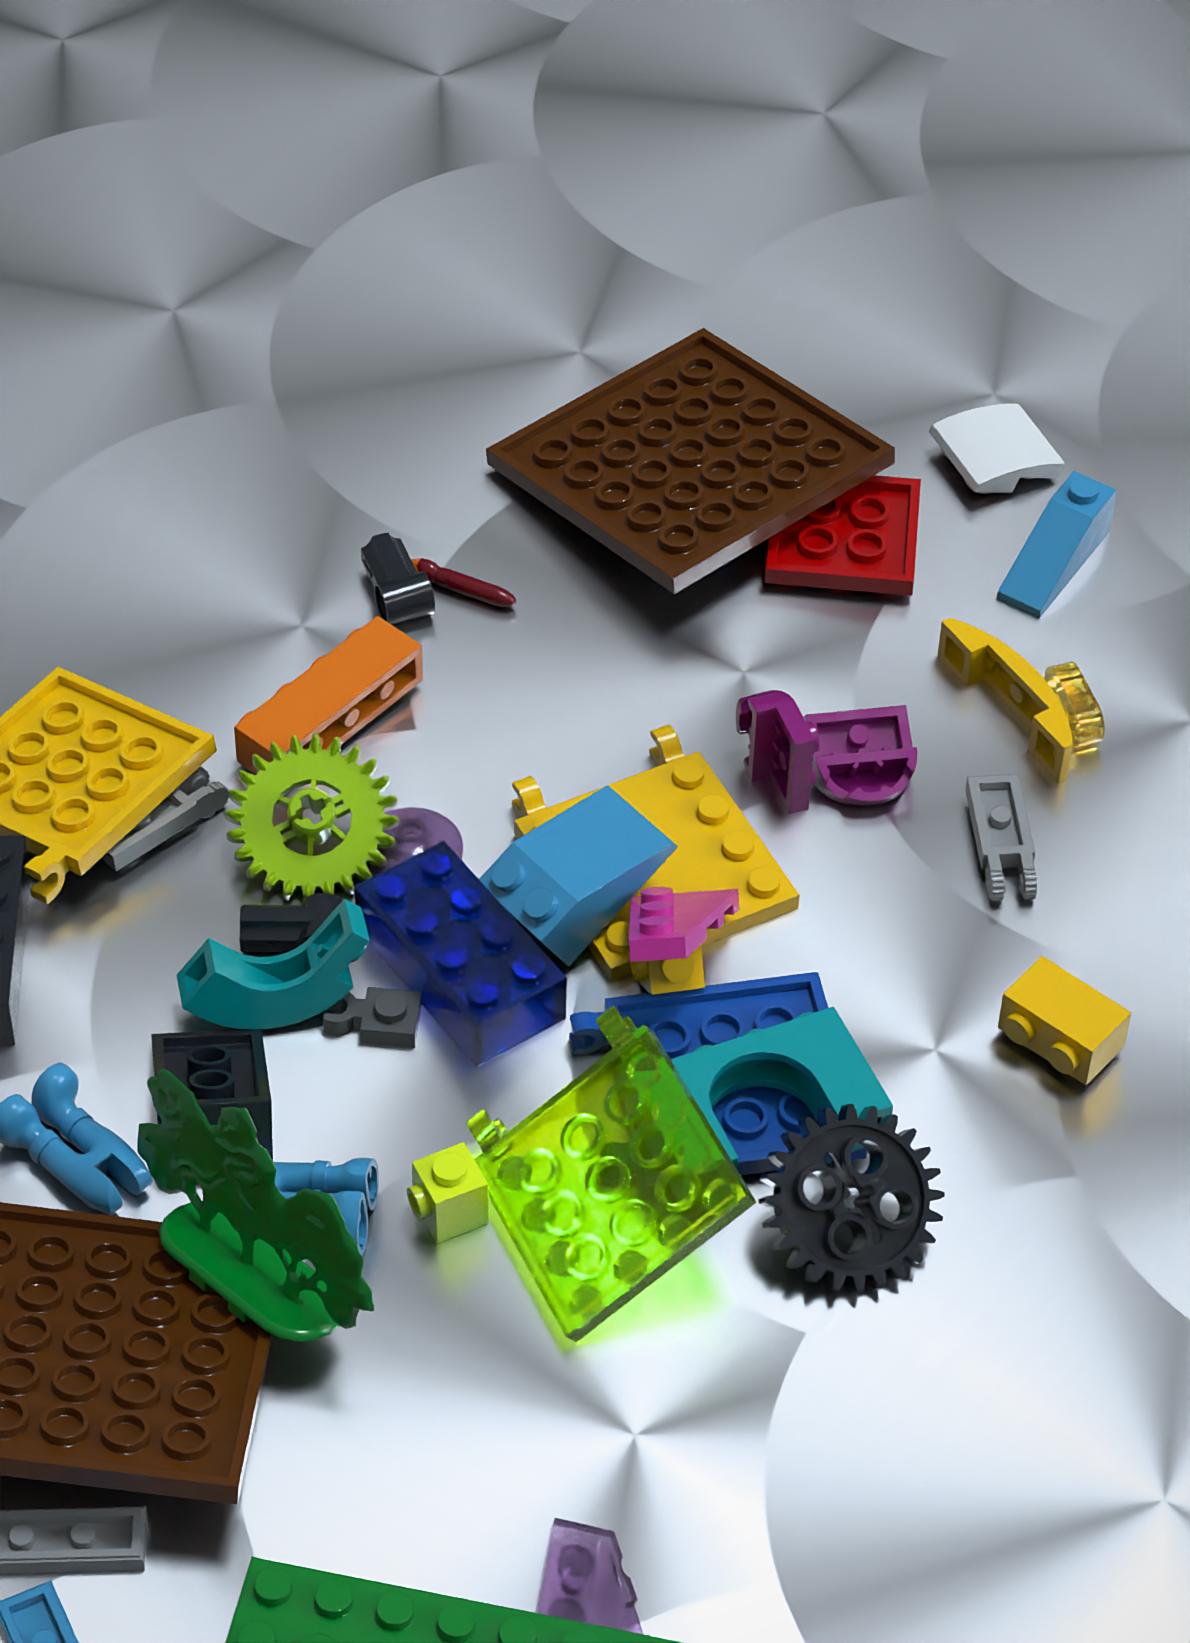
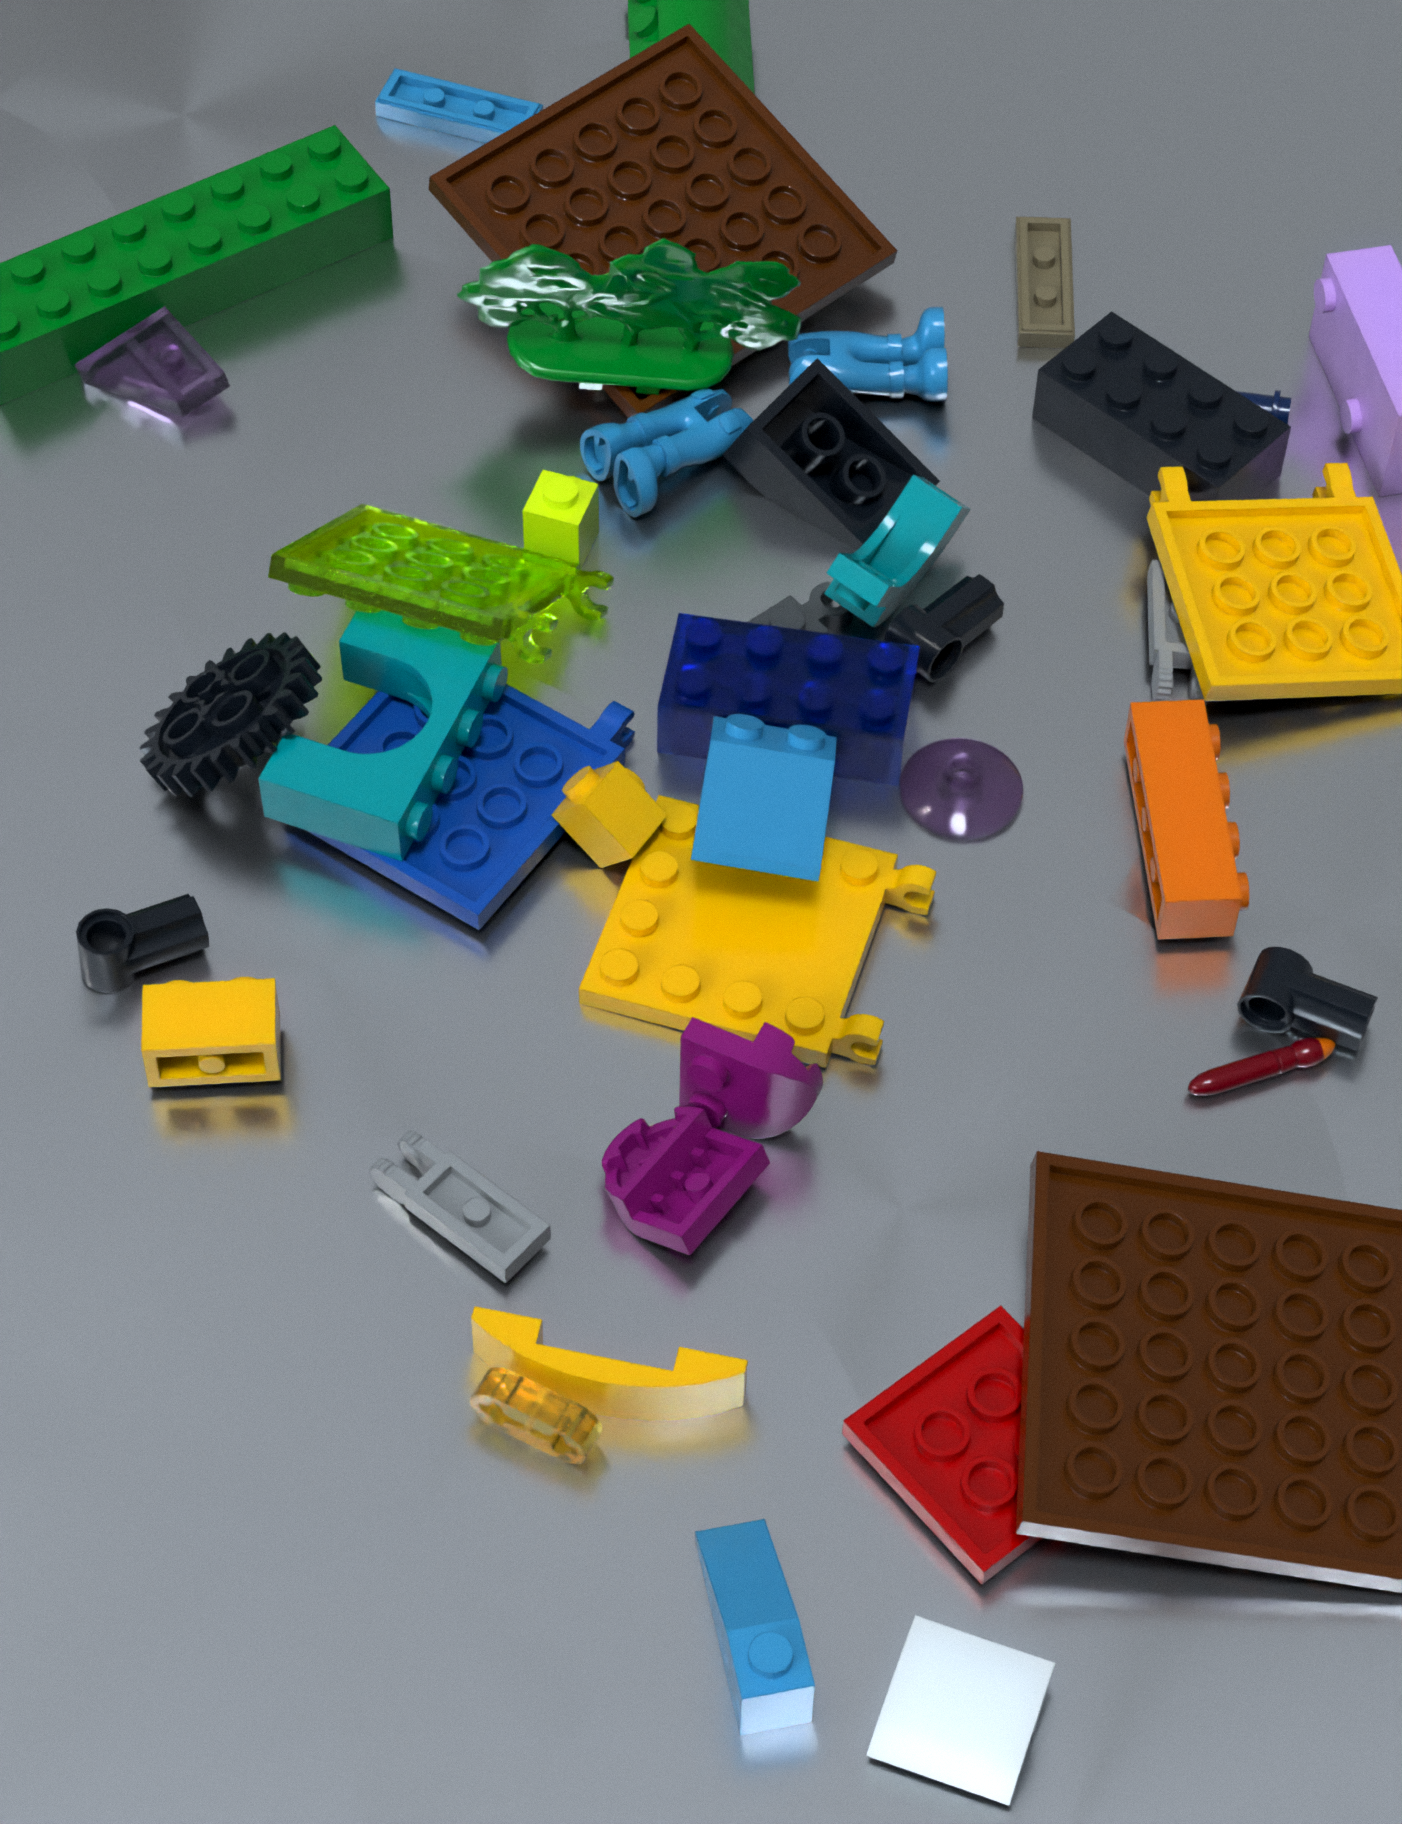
camera: 135 degrees right, 5 degrees up
(316, 767) = (989, 711): lime gear -> none
(675, 924) = (622, 798): dark pink wing -> none
(1067, 1129) = (121, 944): none -> black piece

